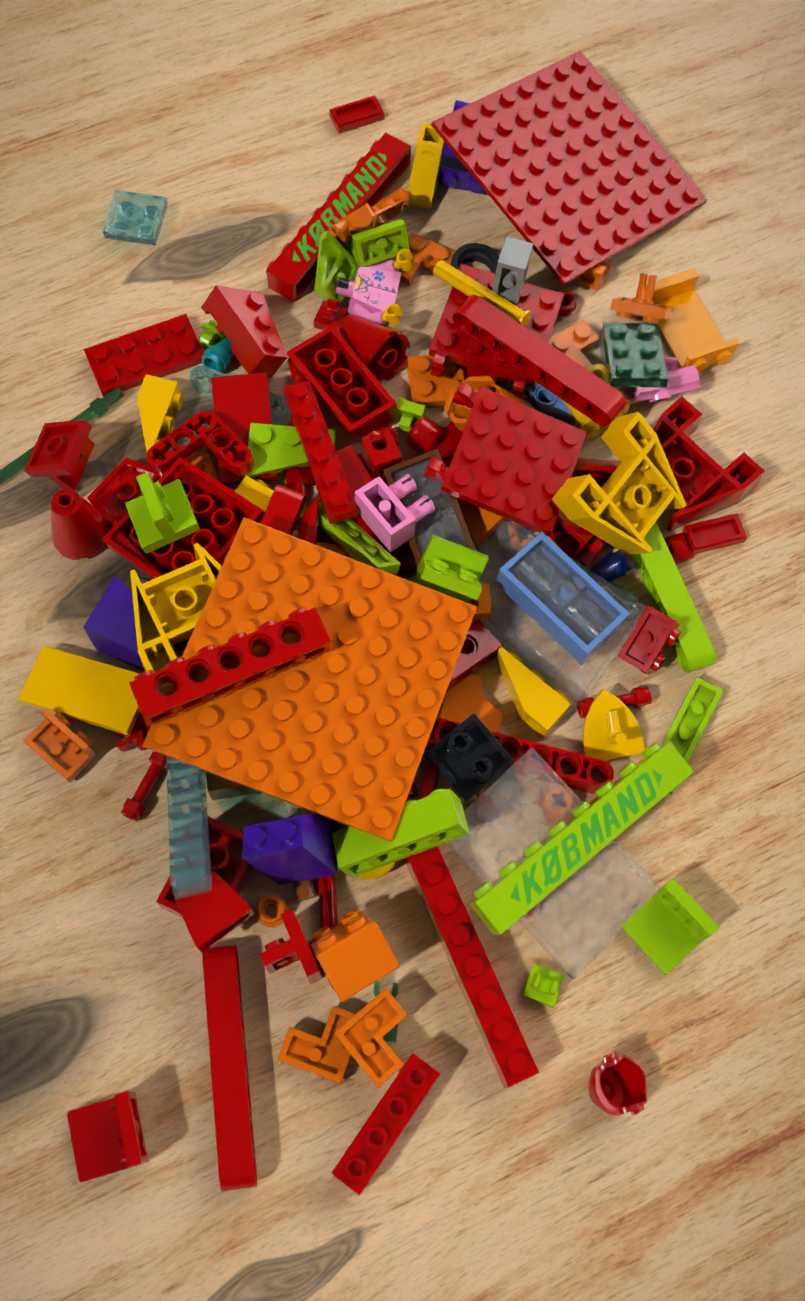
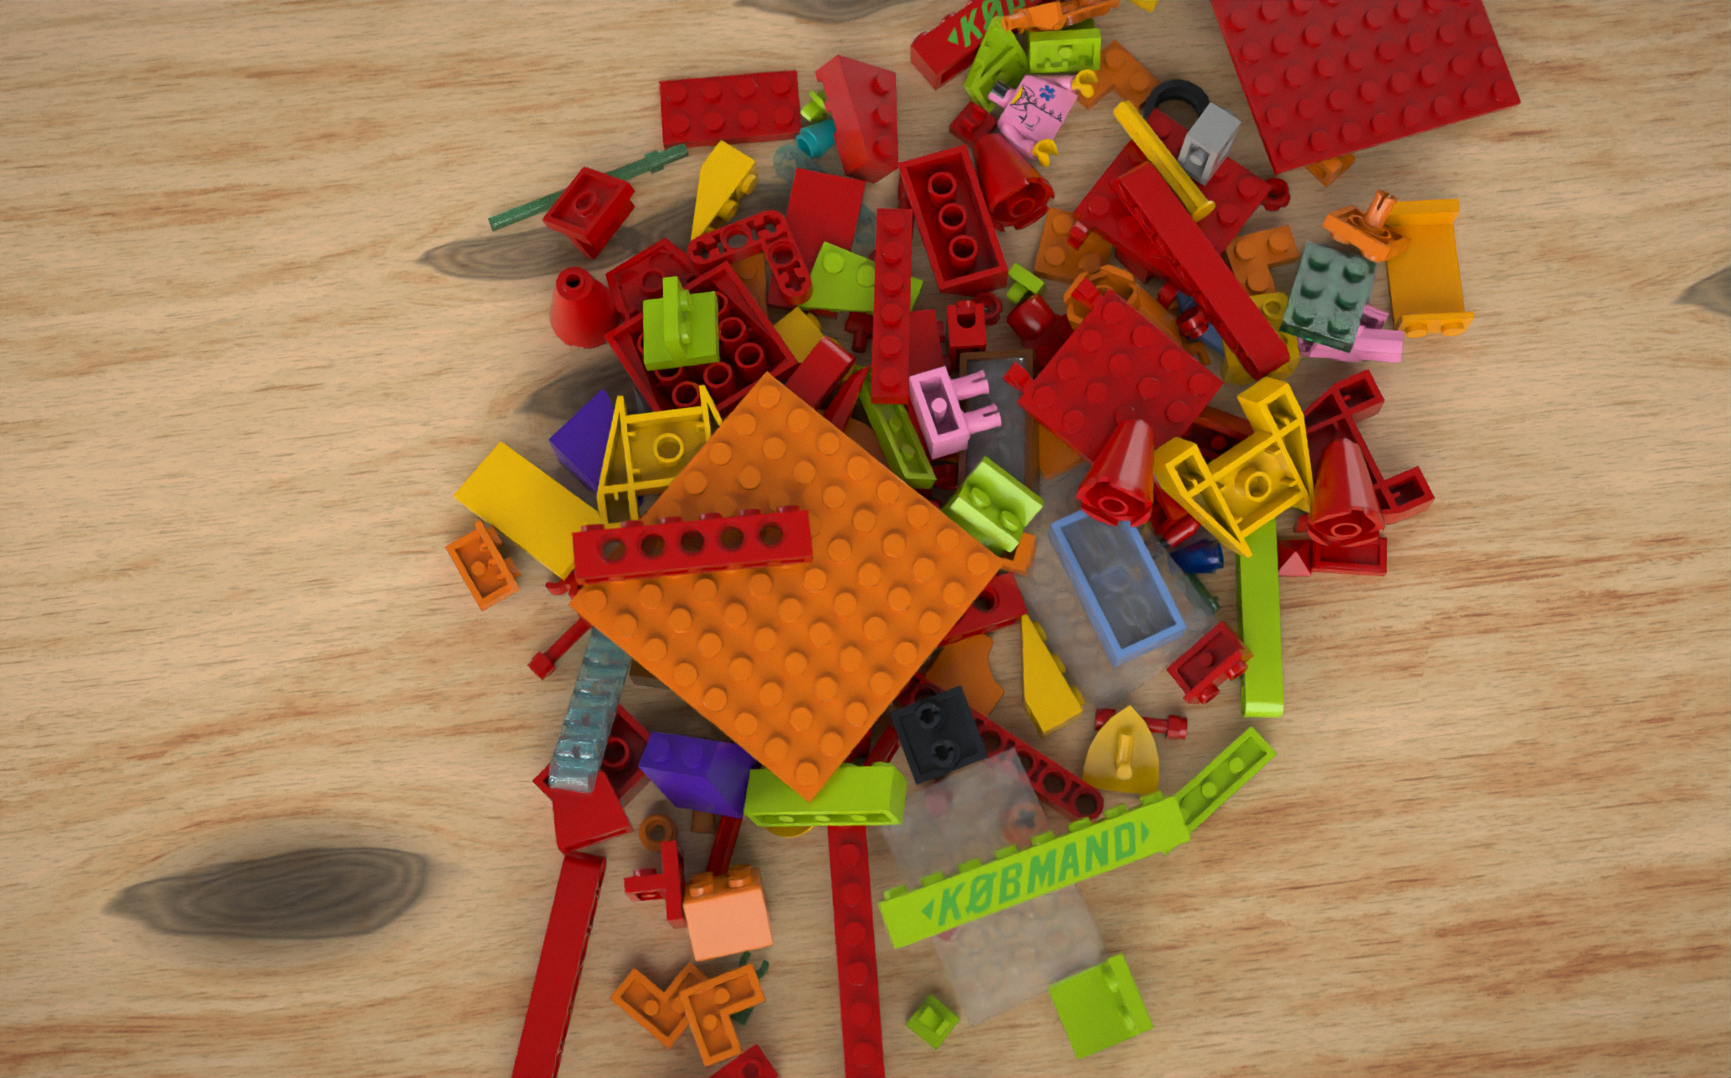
camera: 25 degrees right, 5 degrees up
(107, 1136) = (403, 1015): red bracket -> none
(543, 517) = (1121, 477): none -> red cone
(545, 400) = (1193, 322): none -> red plate
(705, 488) = (1344, 498): none -> red cone

